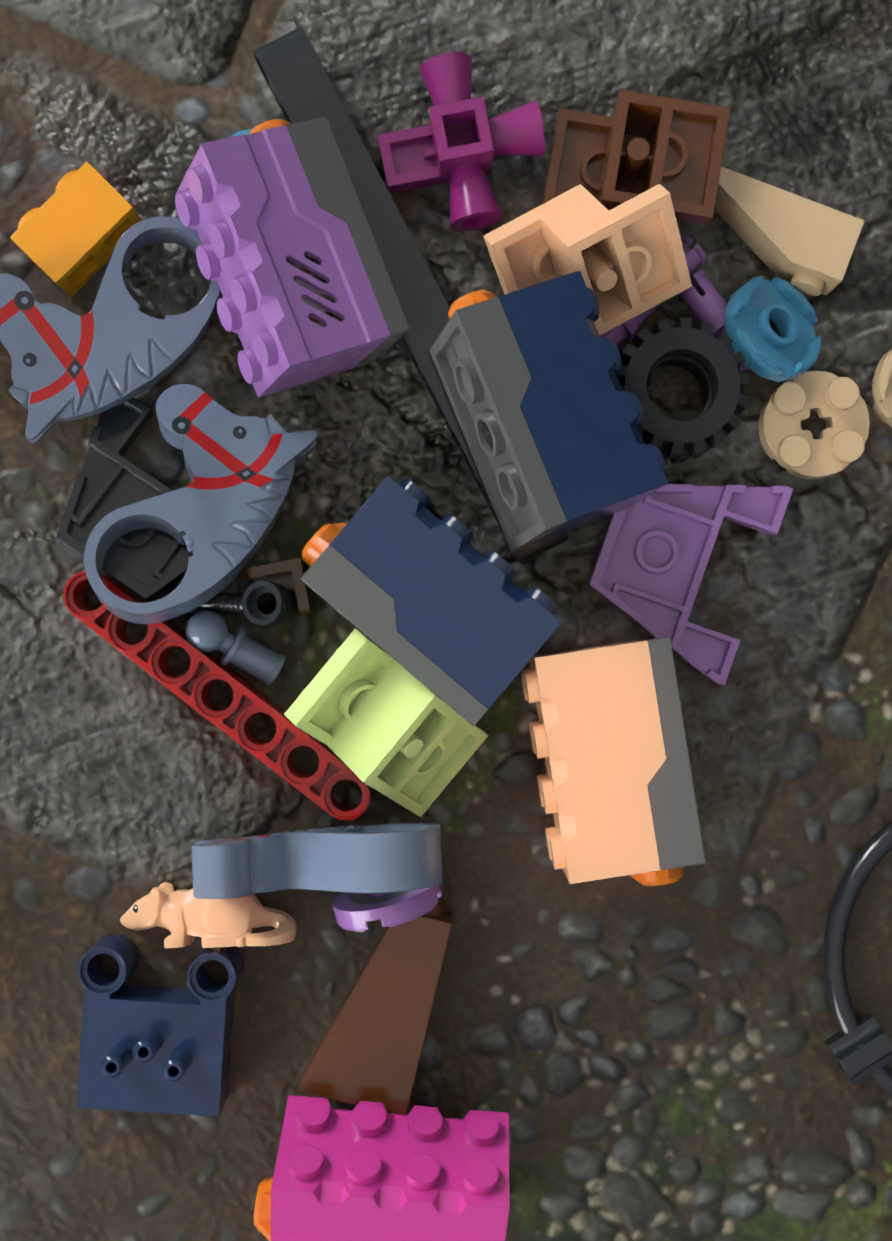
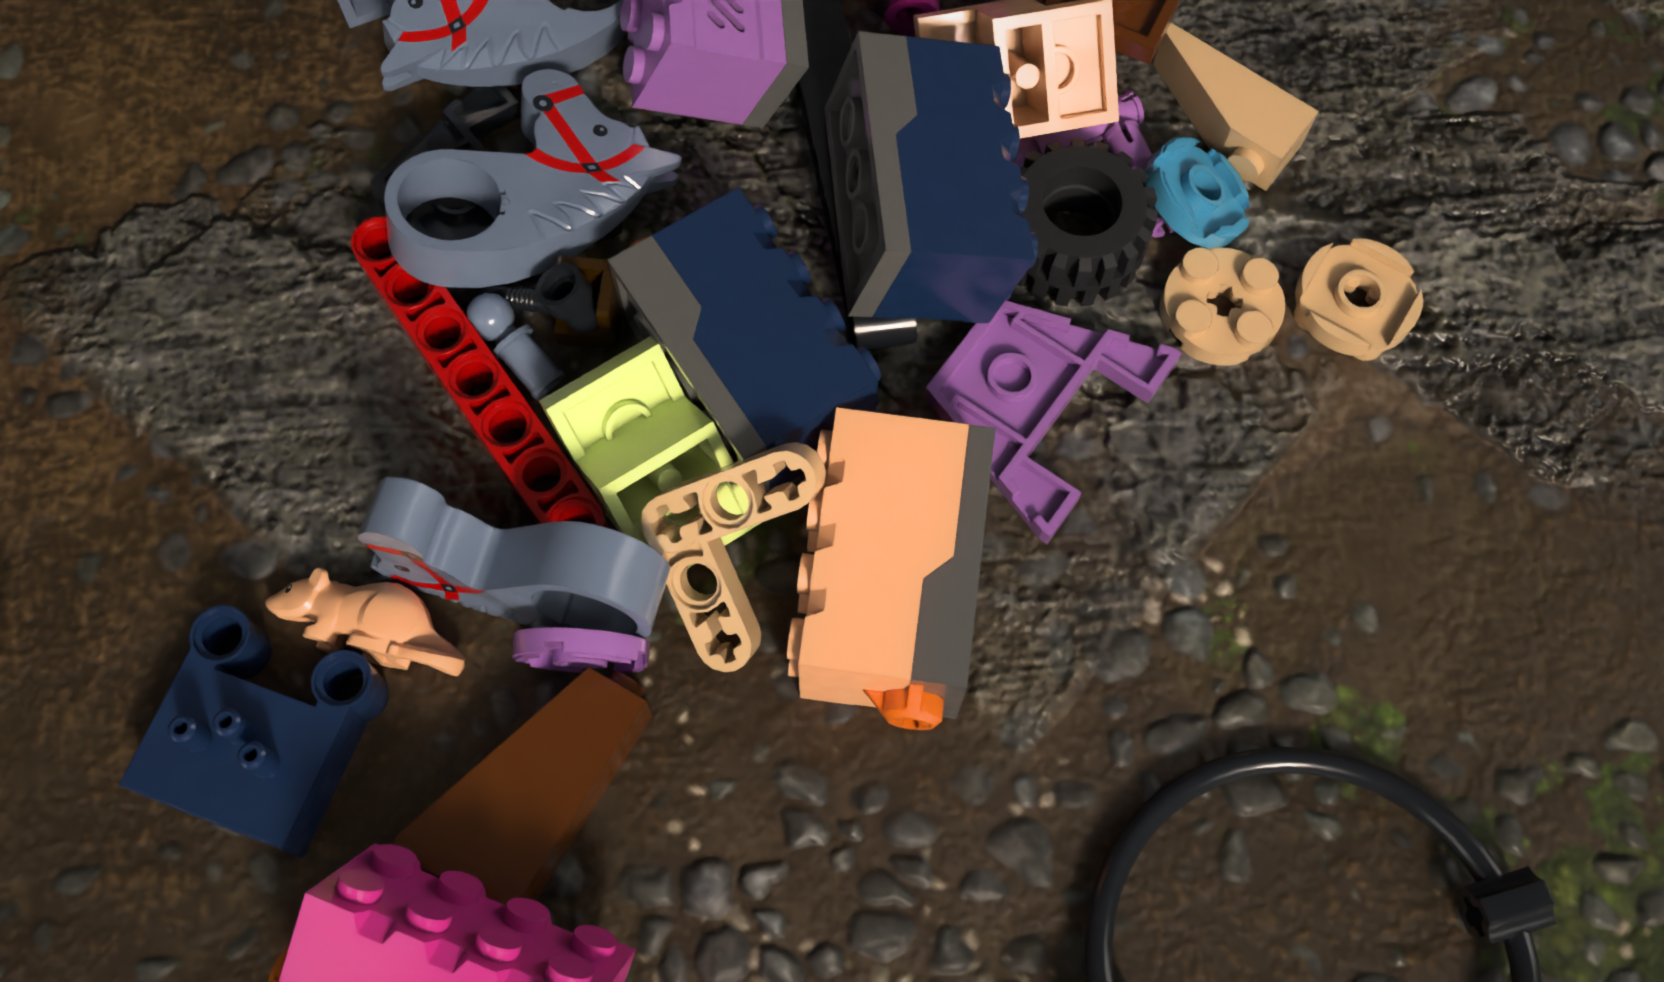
camera: 15 degrees right, 20 degrees down
(461, 782) = (702, 544): none -> tan beam

